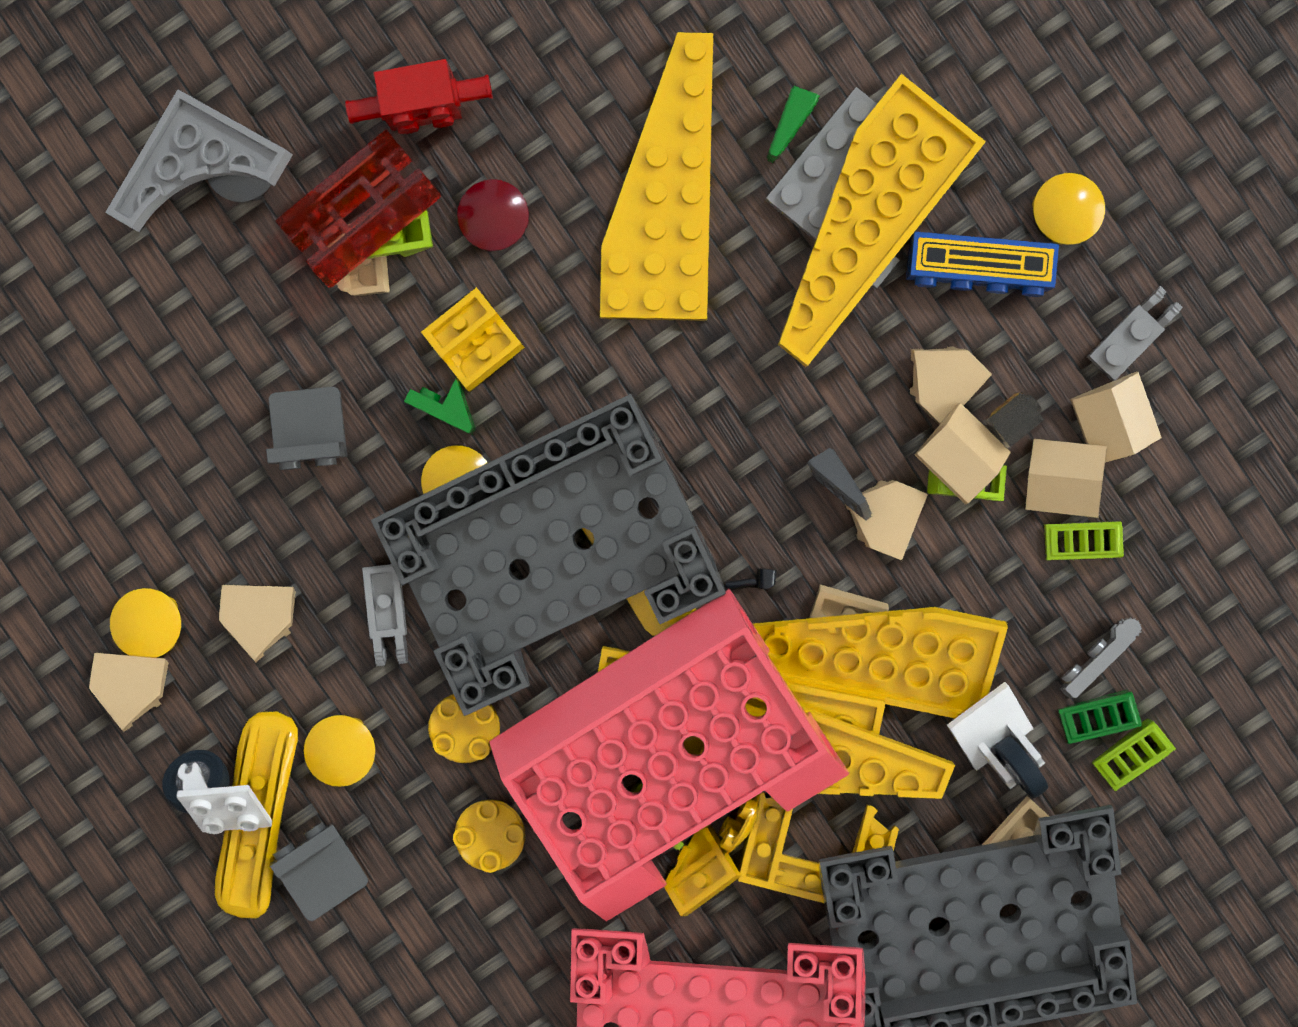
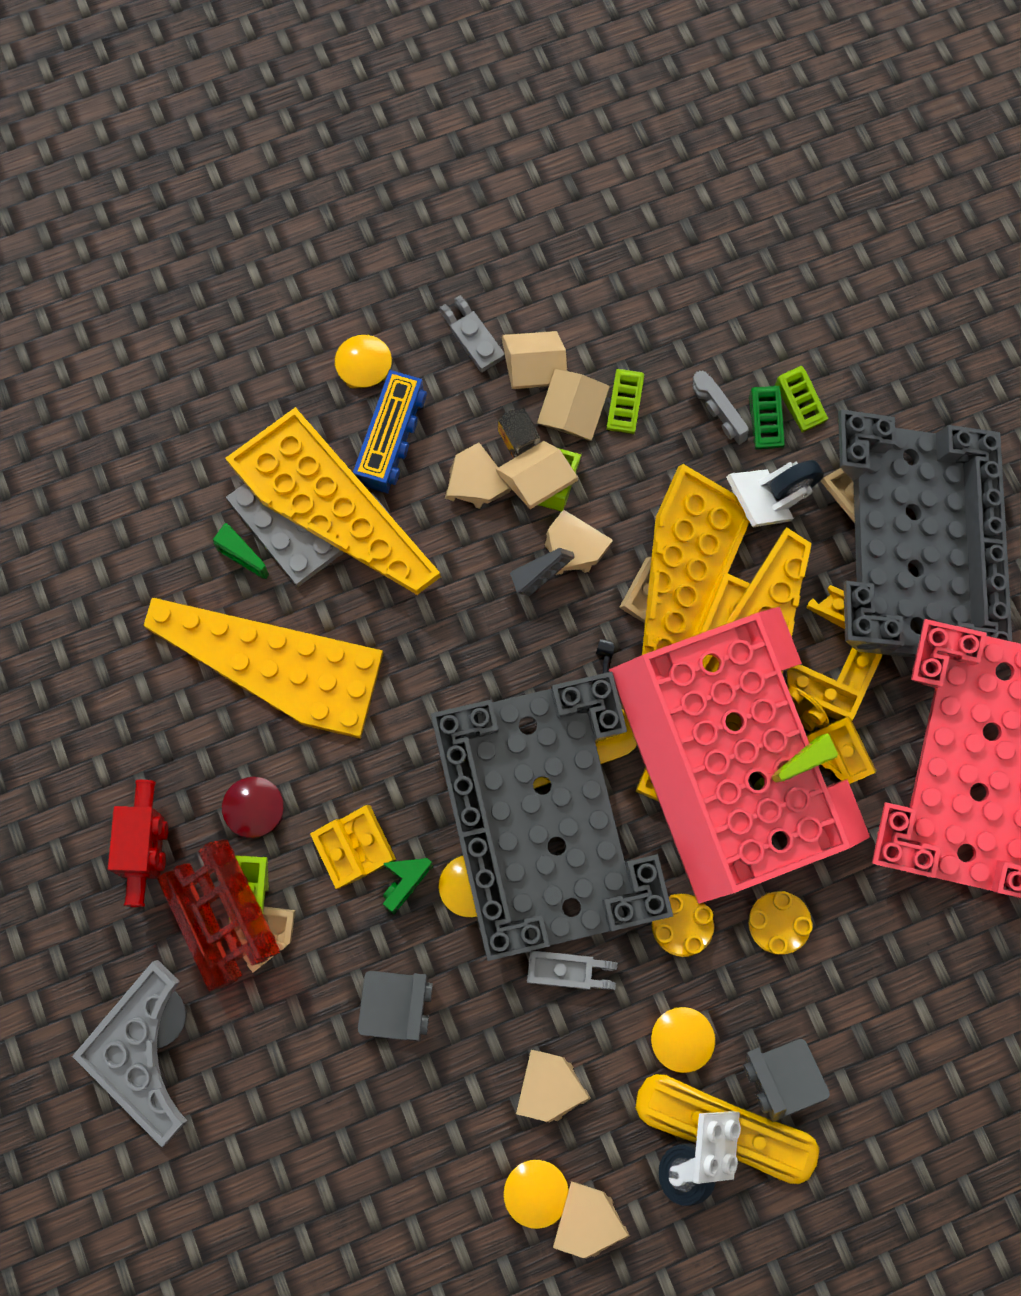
camera: 80 degrees left, 15 degrees down
(666, 840) = (813, 755): none -> lime slope

